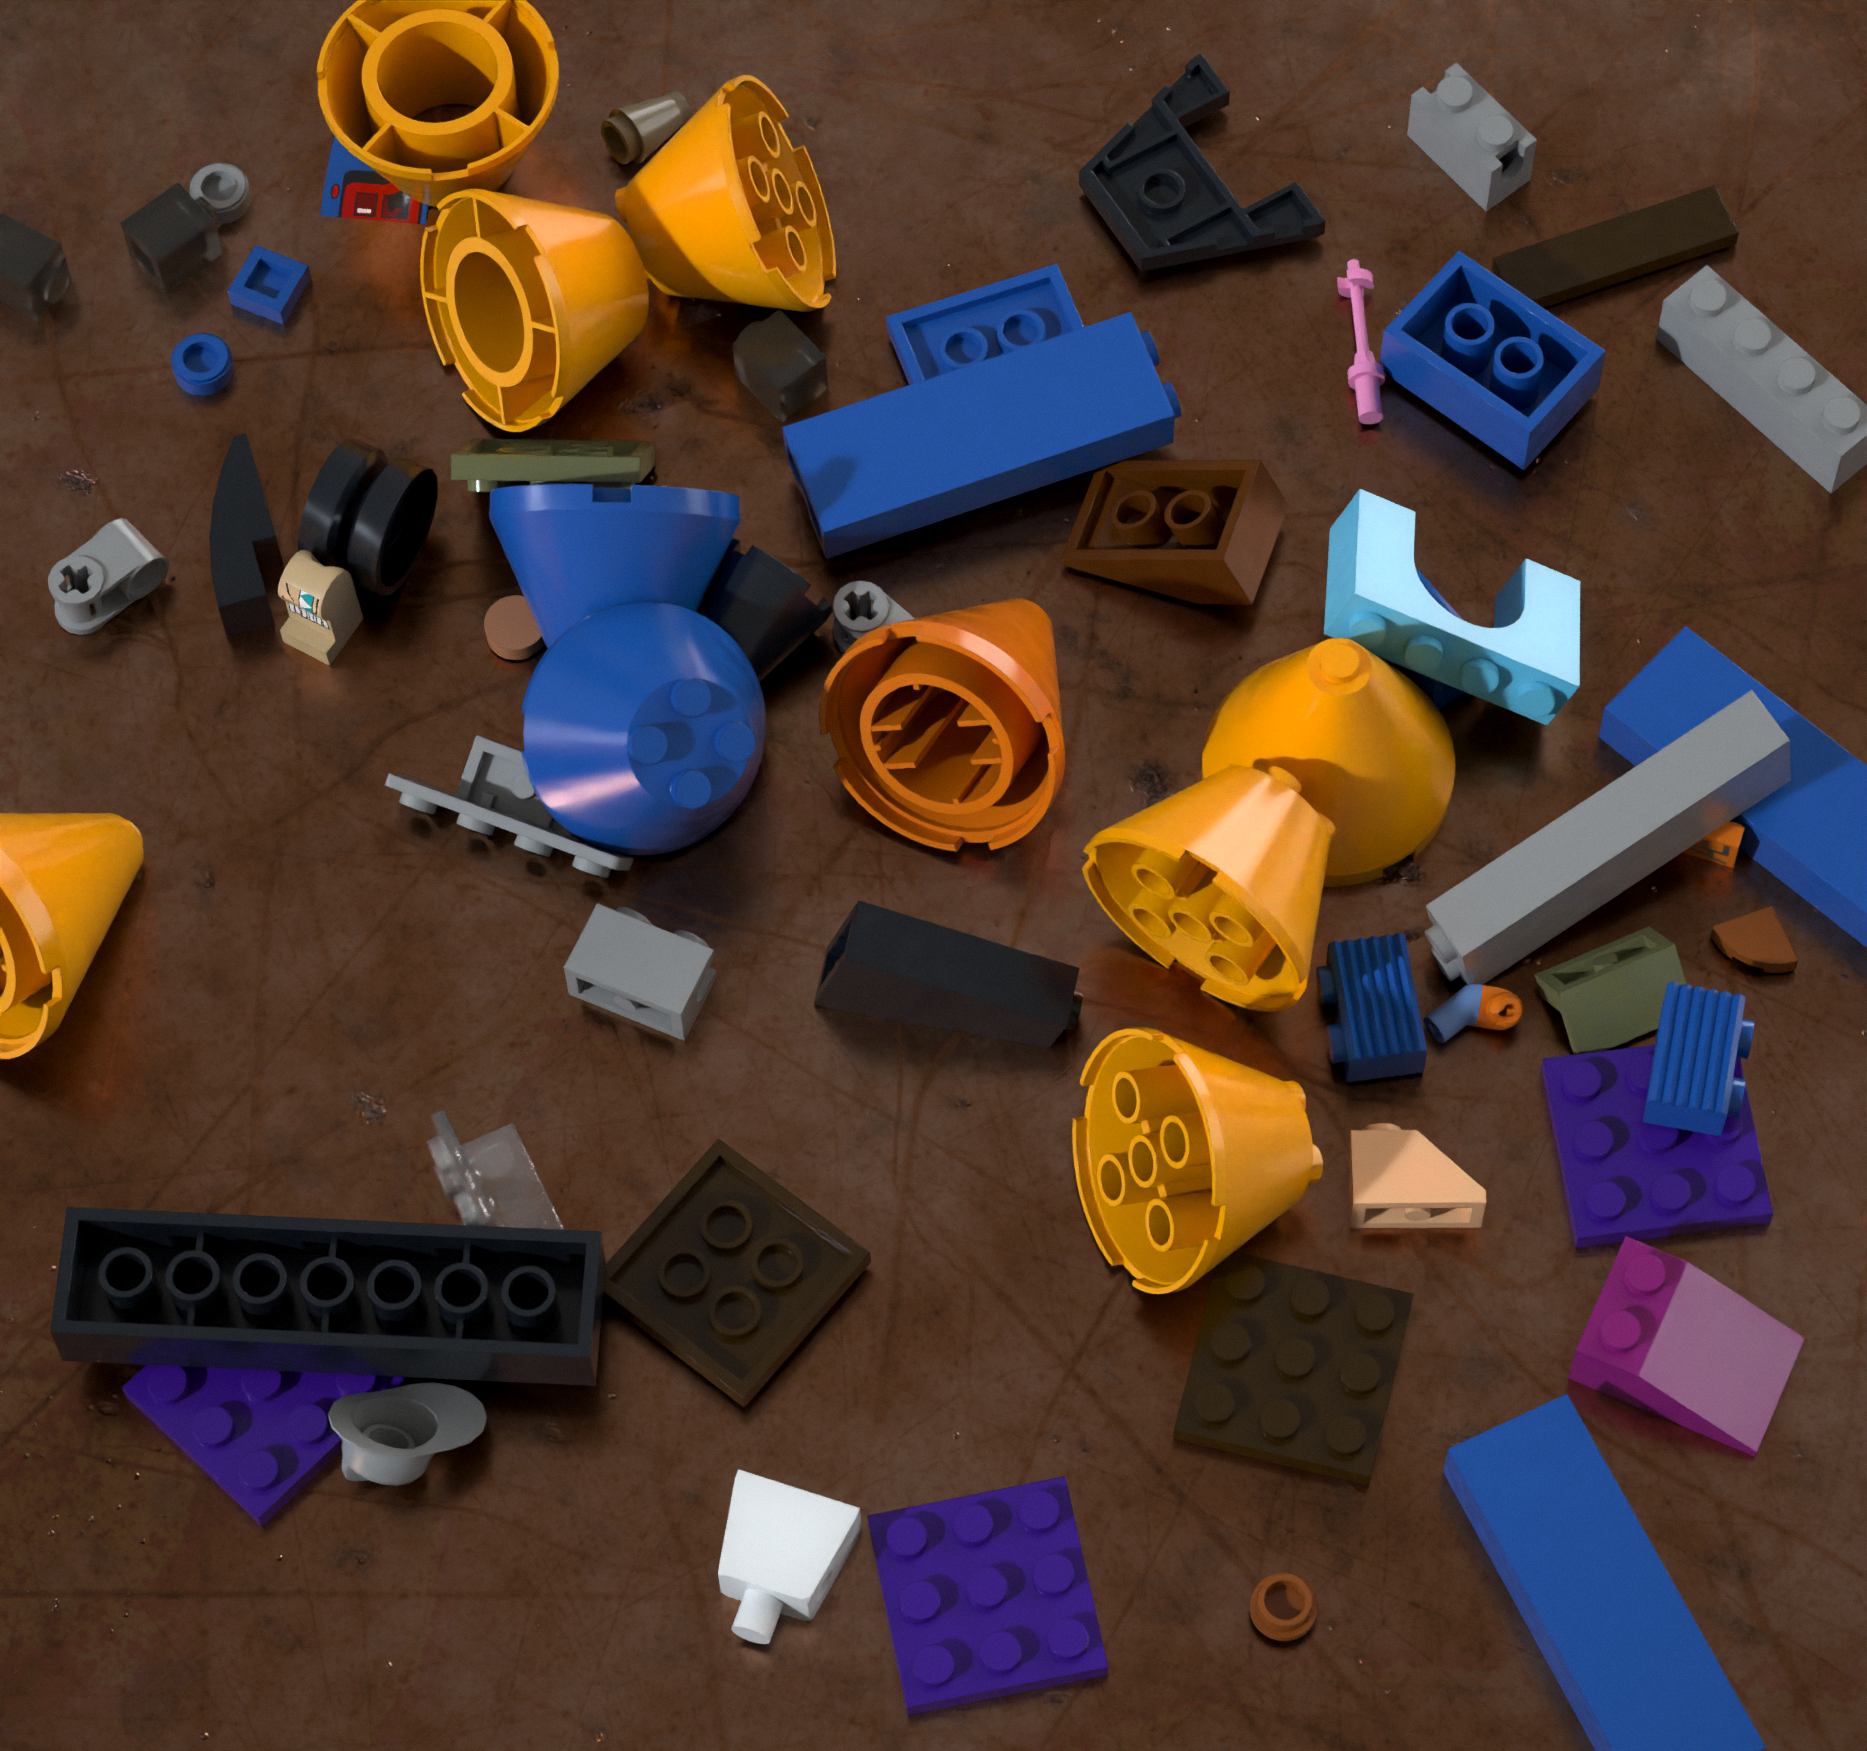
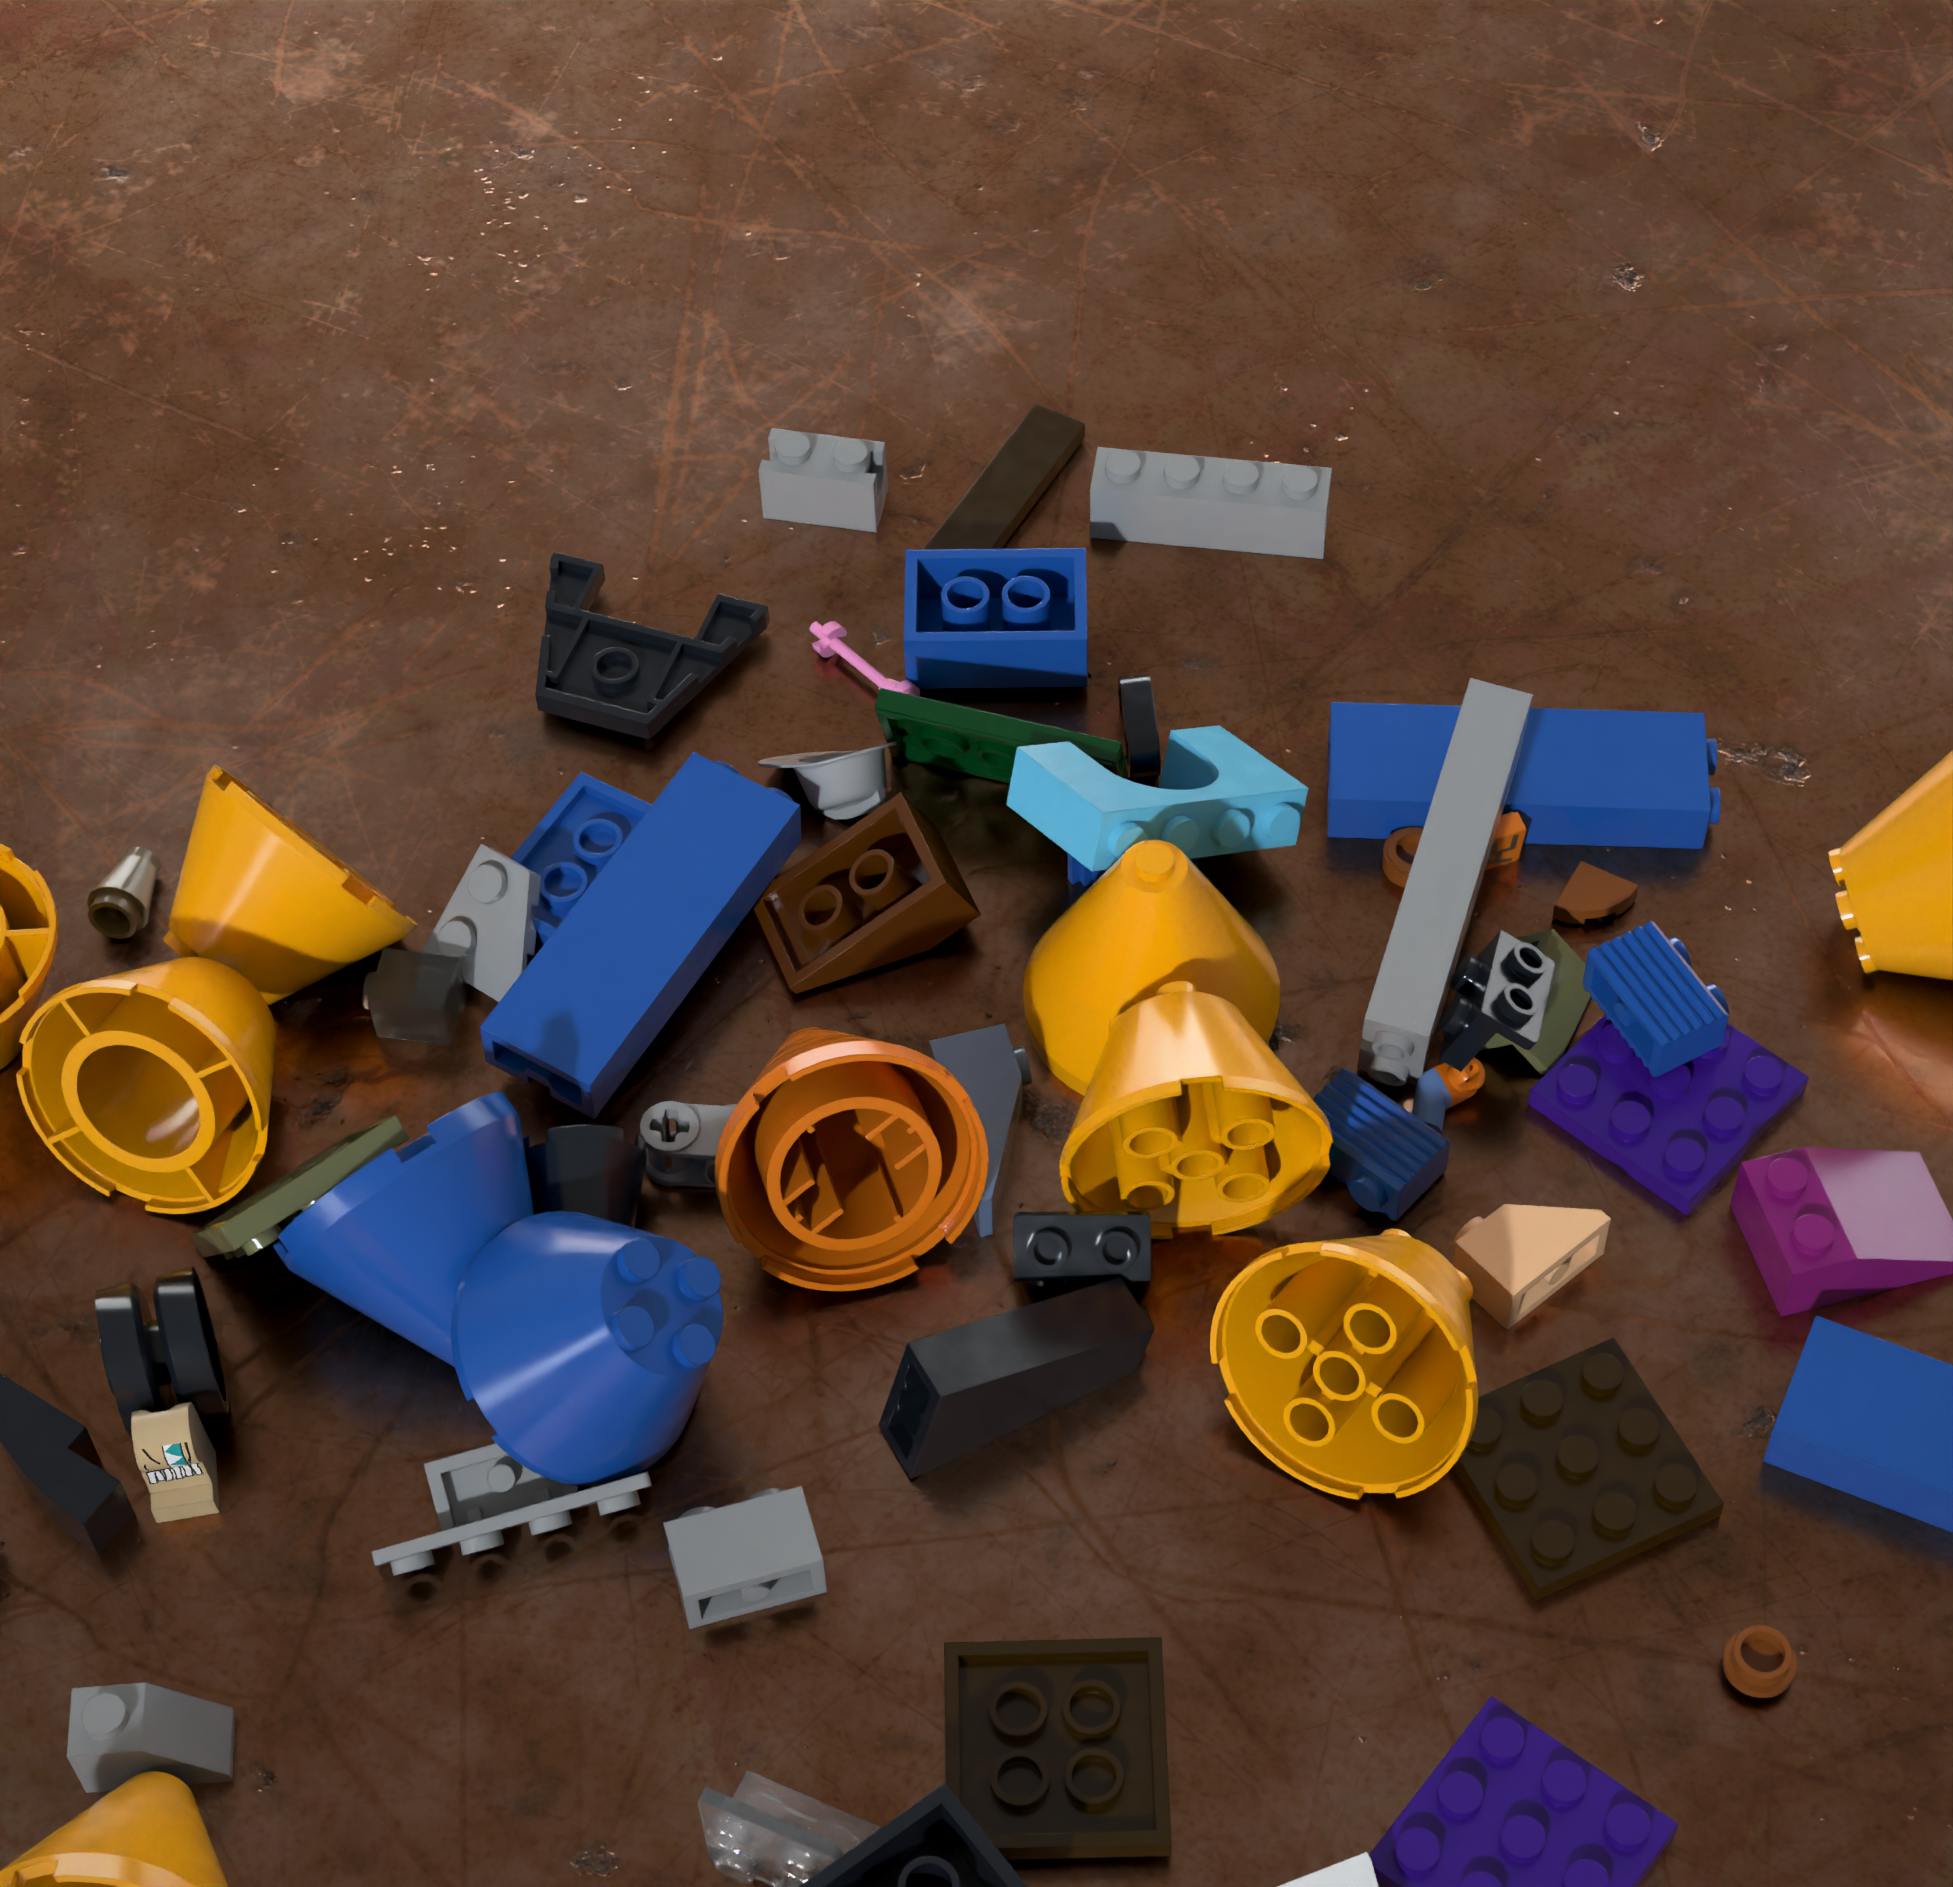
camera: 40 degrees left, 10 degrees down
(146, 787) = (146, 1729): none -> light grey slope
(512, 629) = (367, 1360): nougat tile -> none
(878, 342) = (490, 922): none -> light grey wing
(1075, 926) = (1081, 1246): none -> black bracket
(1108, 766) = (994, 1081): none -> sand blue slope
(1247, 405) = (839, 781): none -> light grey piece
(1385, 476) = (975, 739): none -> dark green tile
(1527, 532) = (1139, 726): none -> black beam
(1571, 970) = (1496, 993): none -> black bracket

